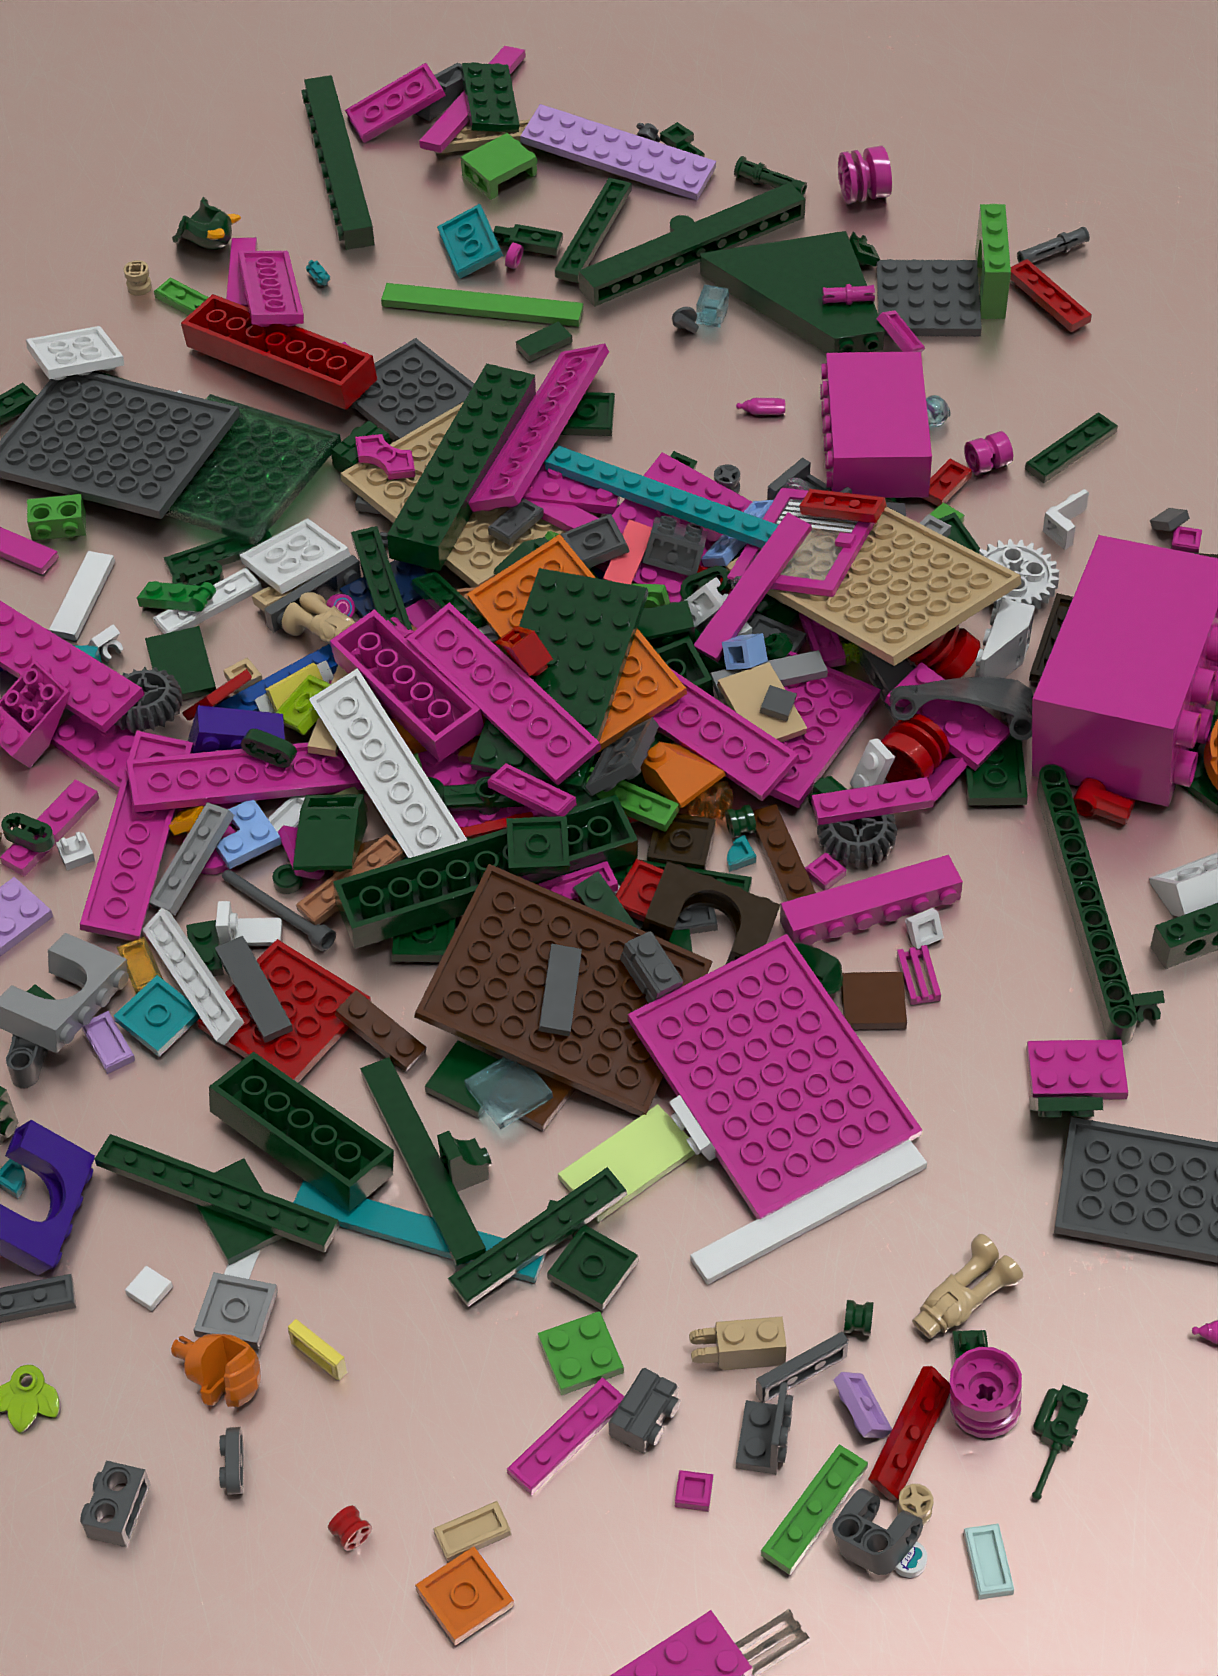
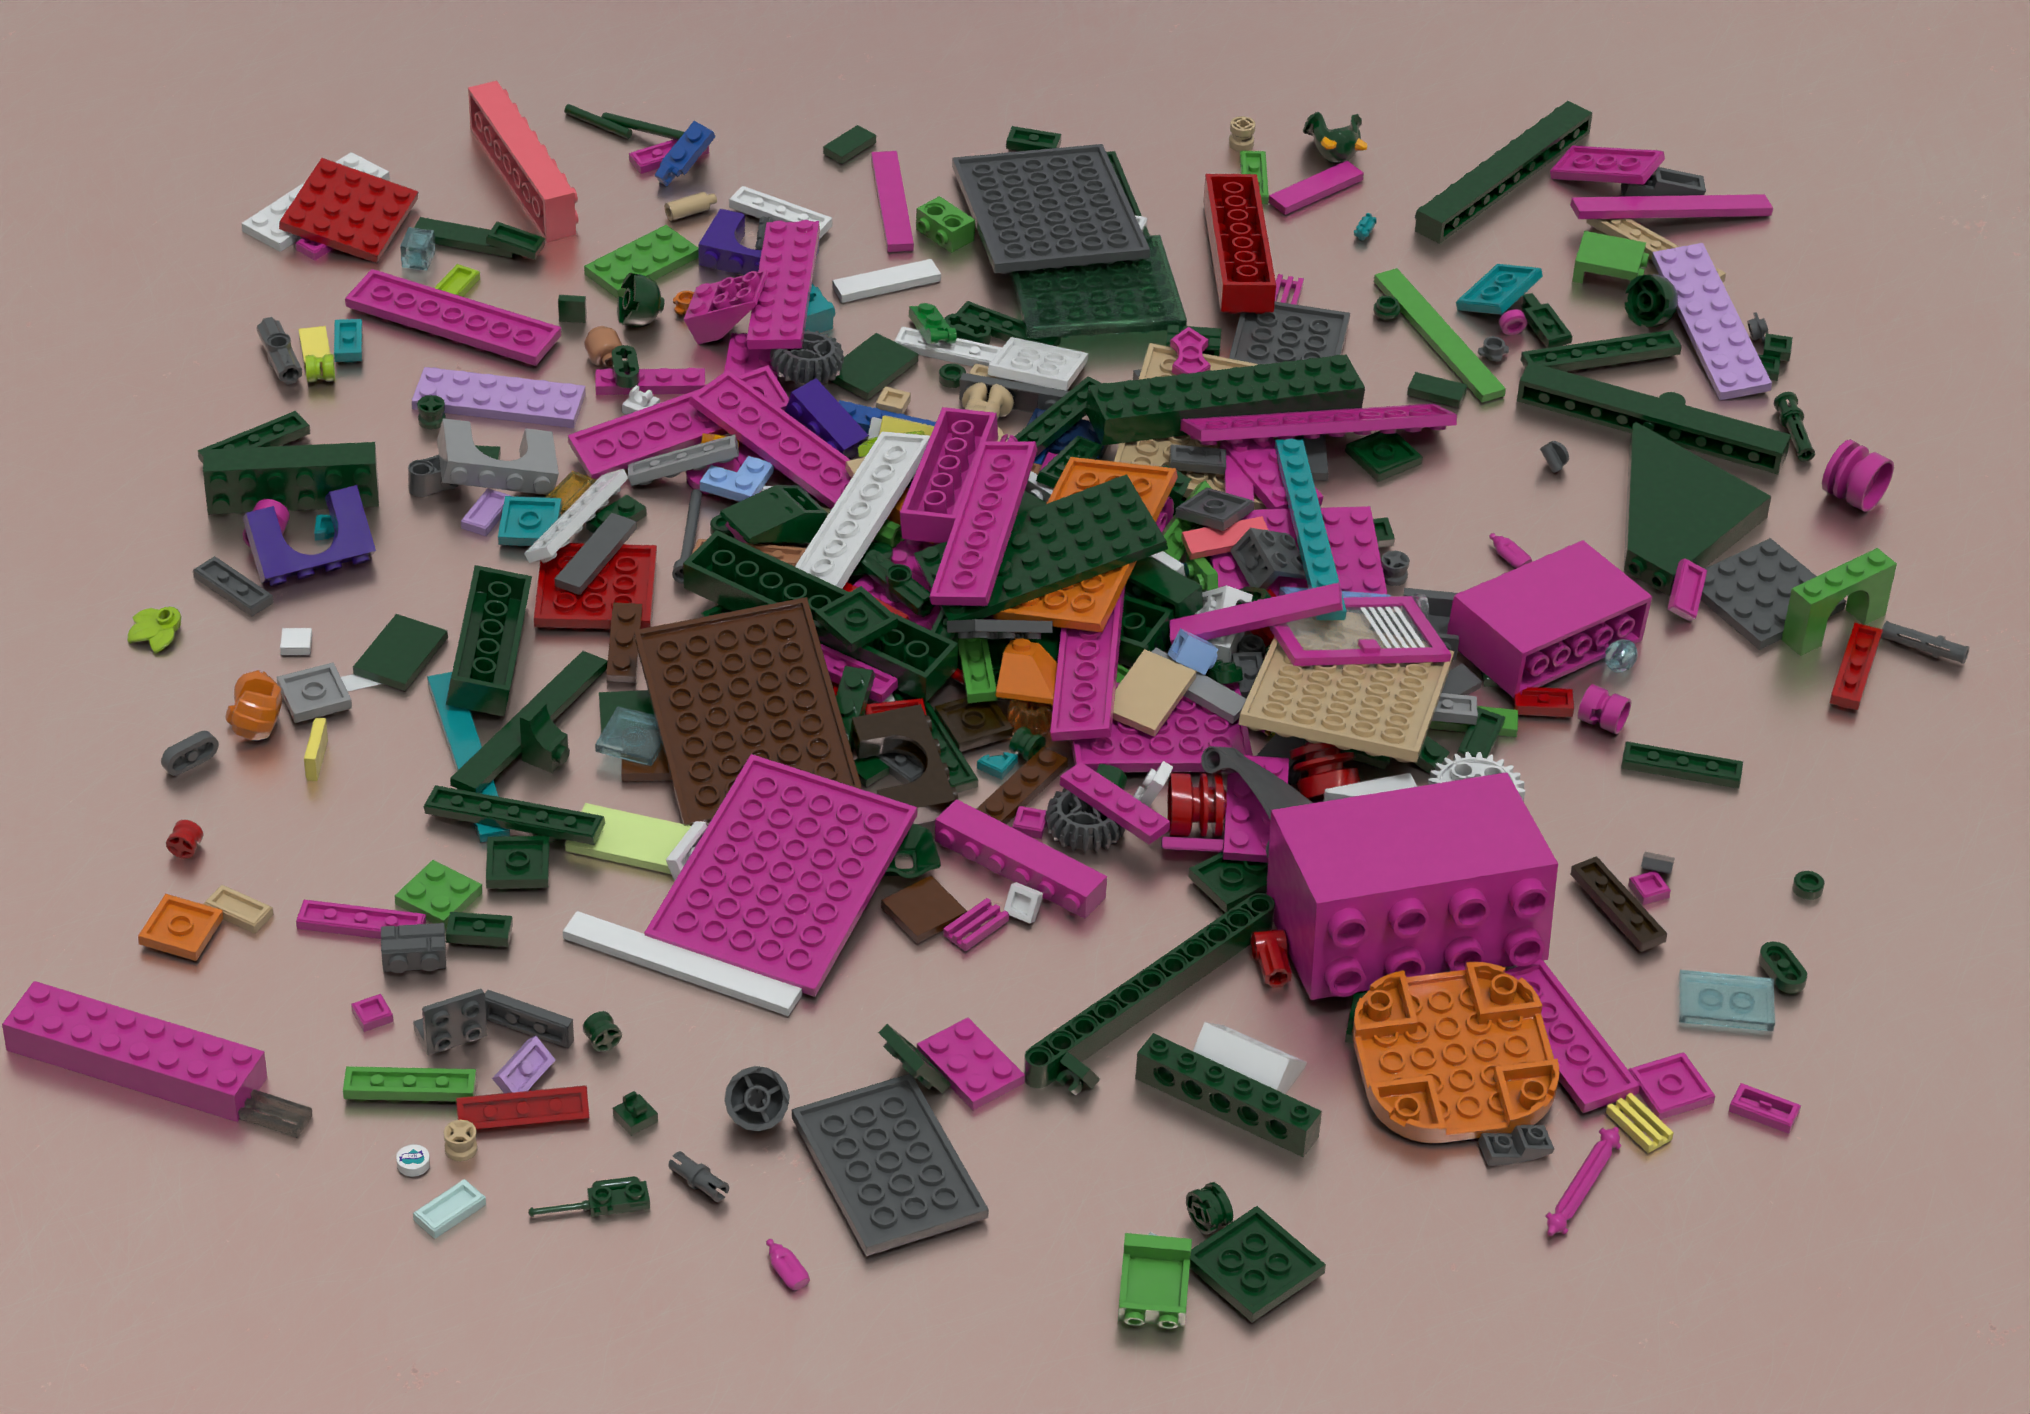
camera: 50 degrees right, 10 degrees down
(75, 353) = (1117, 141): white plate -> none
(105, 640) = (849, 312): white tile -> none
(123, 1503) = (107, 712): dark grey brick -> none
(217, 1193) = (399, 628): dark green plate -> none
(219, 693) = (852, 391): red tile -> none
(243, 620) = (950, 375): none -> dark green tile
(254, 930) = (650, 528): white bracket -> none
(269, 748) = (818, 439): beam -> none
(270, 288) = (1297, 199): dark pink plate -> none
(343, 603) = (1015, 417): dark pink tile -> none
(424, 315) = (1386, 307): none -> dark green plate
(489, 97) = (1677, 212): dark green plate -> none
(525, 650) = (1029, 508): red slope -> none
(530, 284) = (1493, 348): none -> dark grey plate
(531, 791) = (911, 594): dark pink tile -> none
(560, 990) = (736, 703): dark grey tile -> none
(570, 168) = (1651, 300): none -> dark green cylinder
(650, 967) = (806, 741): dark grey brick -> none
(656, 1343) = (479, 929): none -> dark green plate
(712, 306) = (1590, 464): clear light blue brick -> none
(742, 1343) = (519, 973): tan hinge -> none
(778, 703) = (1156, 696): dark grey tile -> none
(843, 506) = (1408, 628): red plate -> none
(848, 294) = (1685, 529): dark pink pin -> none
(864, 252) = (1770, 523): dark green plate -> none
(870, 1538) = (404, 1118): dark grey piece -> none
(954, 1302) = (669, 1082): tan piece -> none
(985, 1392) = (589, 1127): dark pink wheel -> none
(1036, 1243) = (756, 1098): none -> dark grey cylinder
(1058, 519) = (1585, 789): white bracket -> none
(1083, 1340) = (698, 1176): none -> dark grey pin

